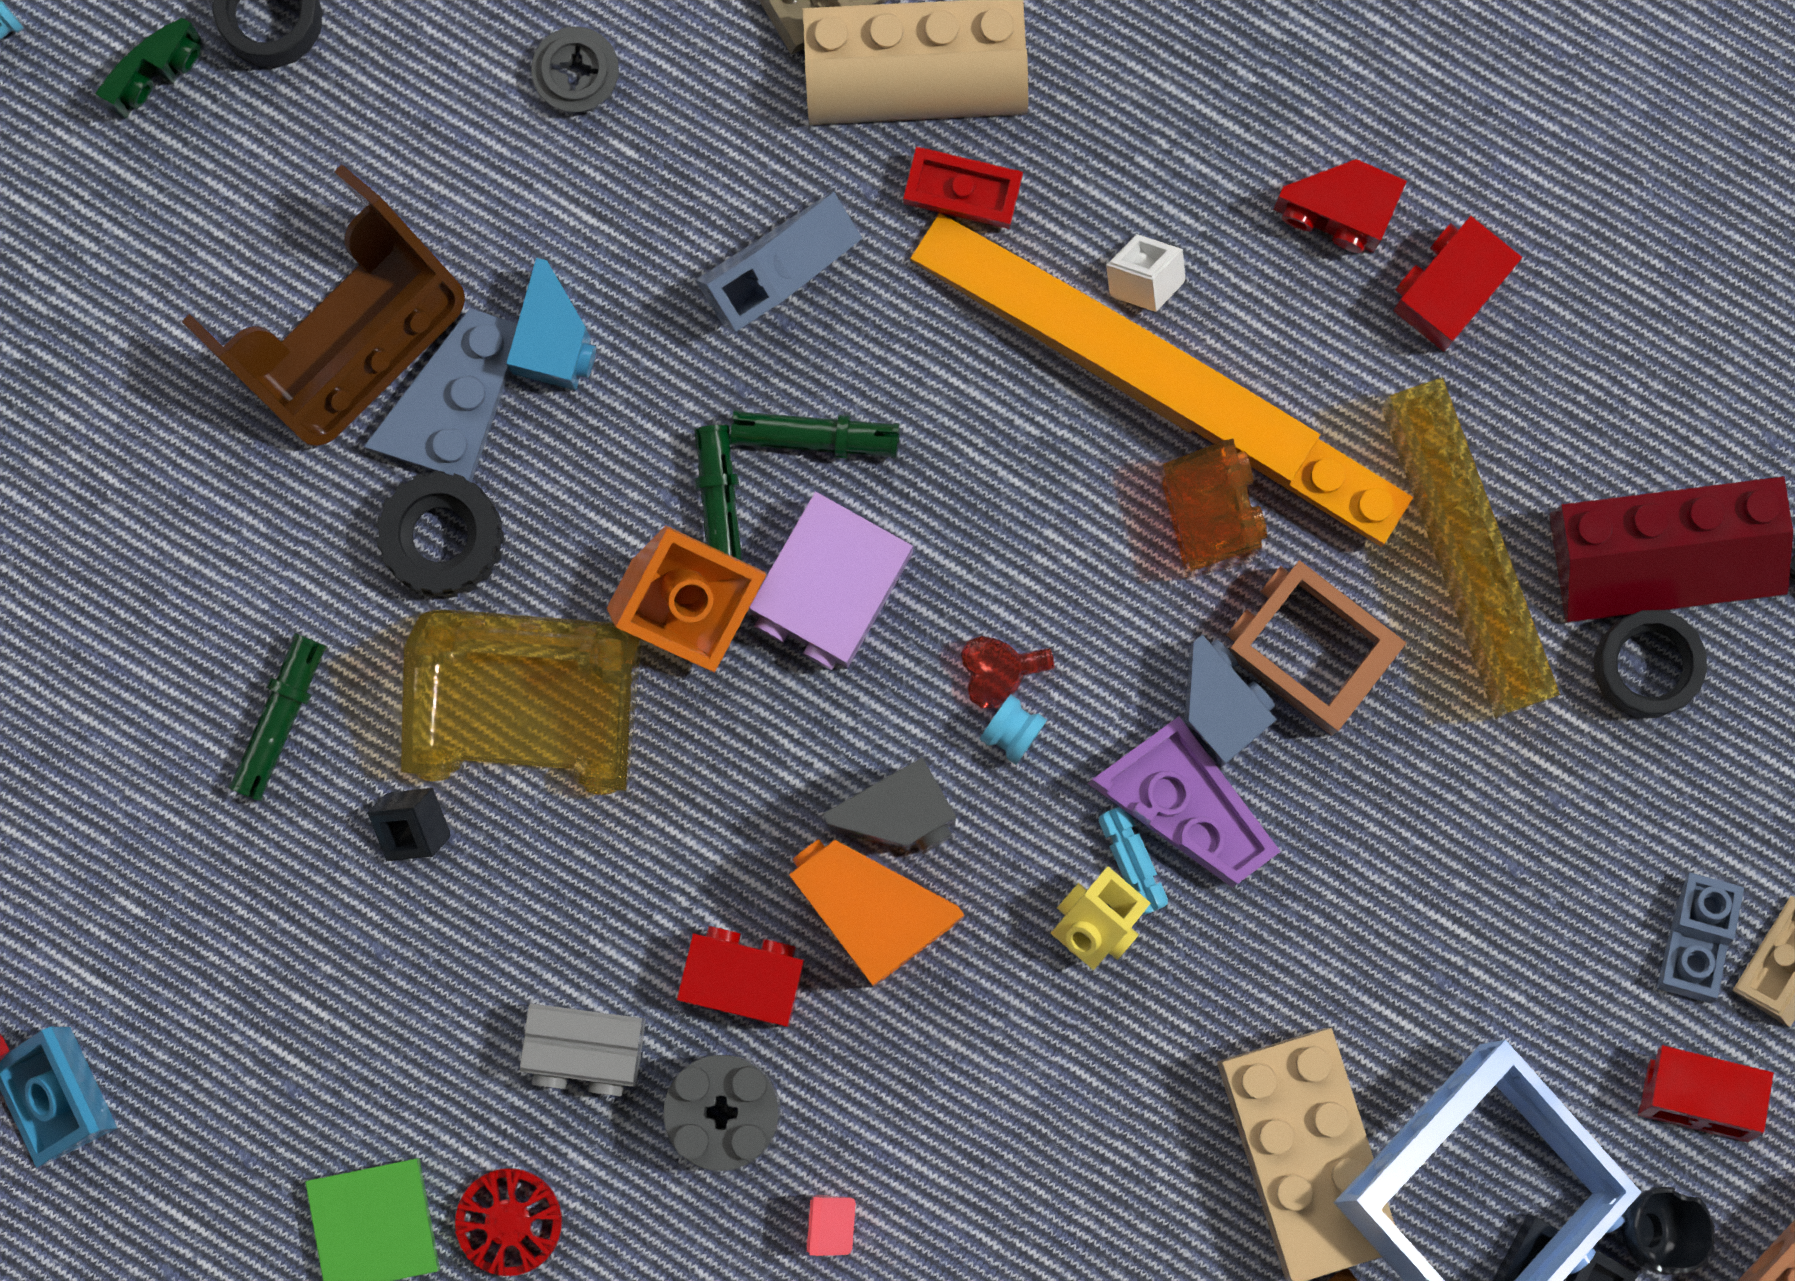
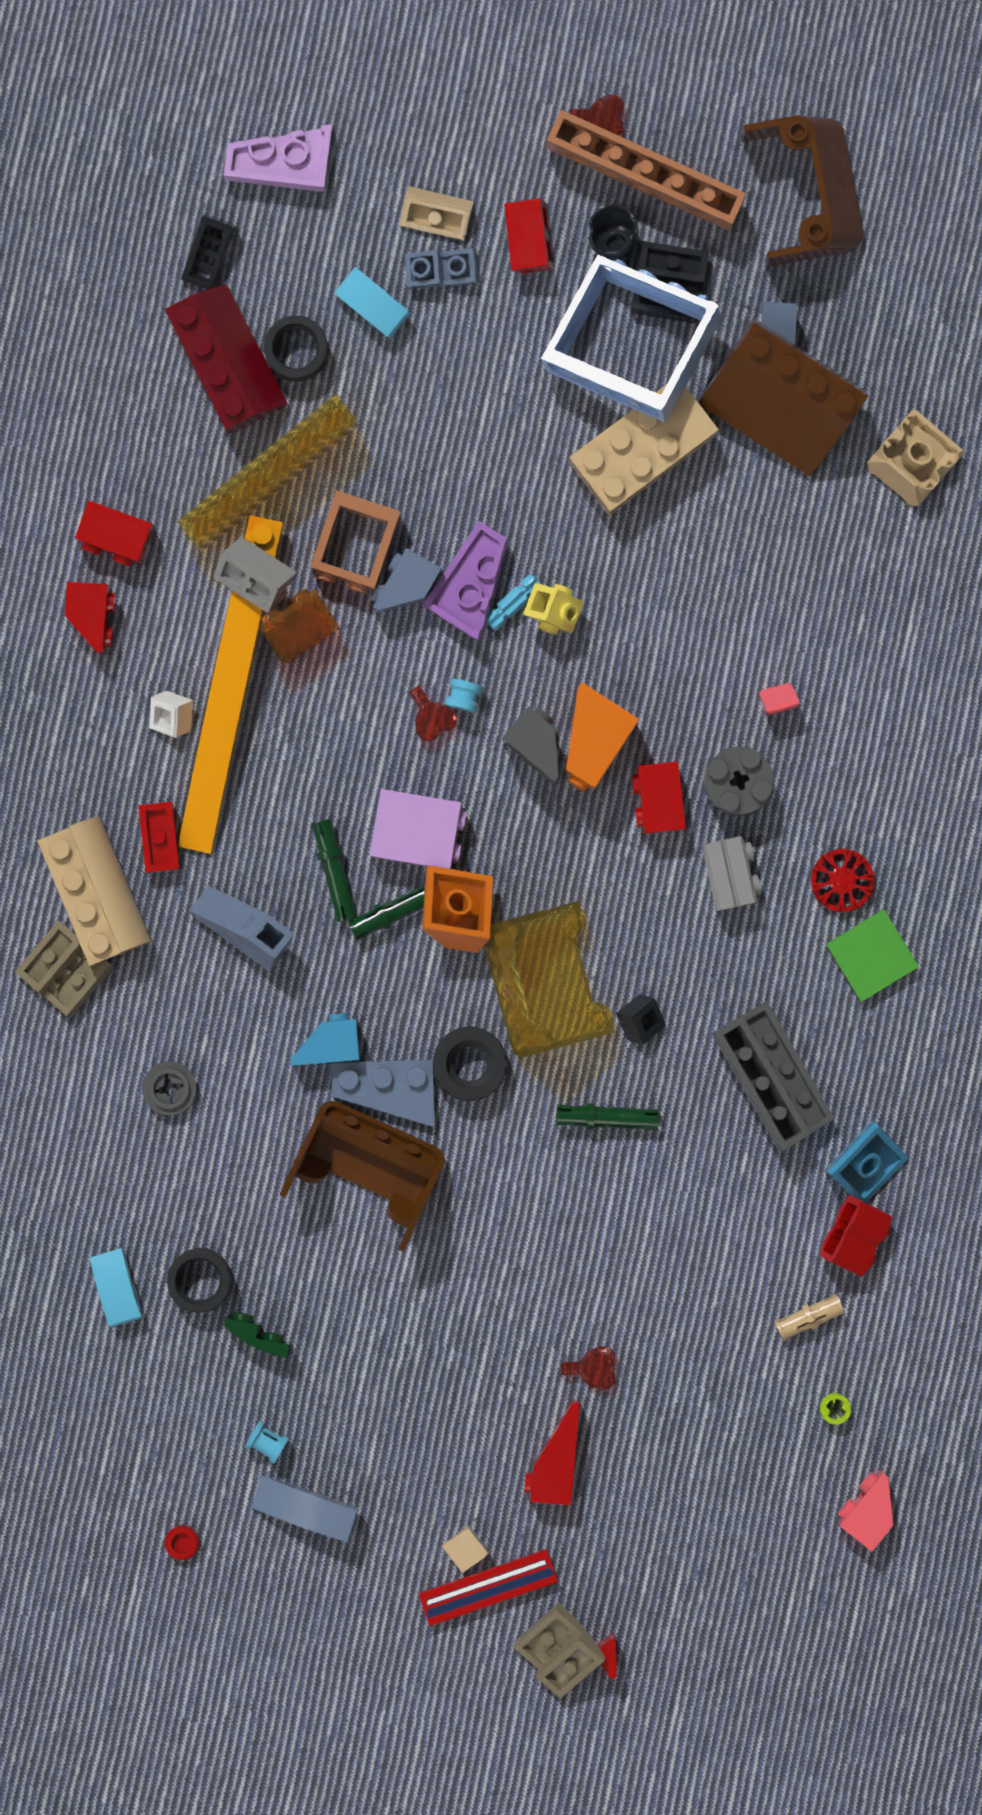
camera: 105 degrees left, 5 degrees up
(239, 996) = (773, 1076): none -> dark grey brick
(1318, 465) = (254, 574): none -> light grey hinge
(1682, 808) = (372, 302): none -> medium azure slope

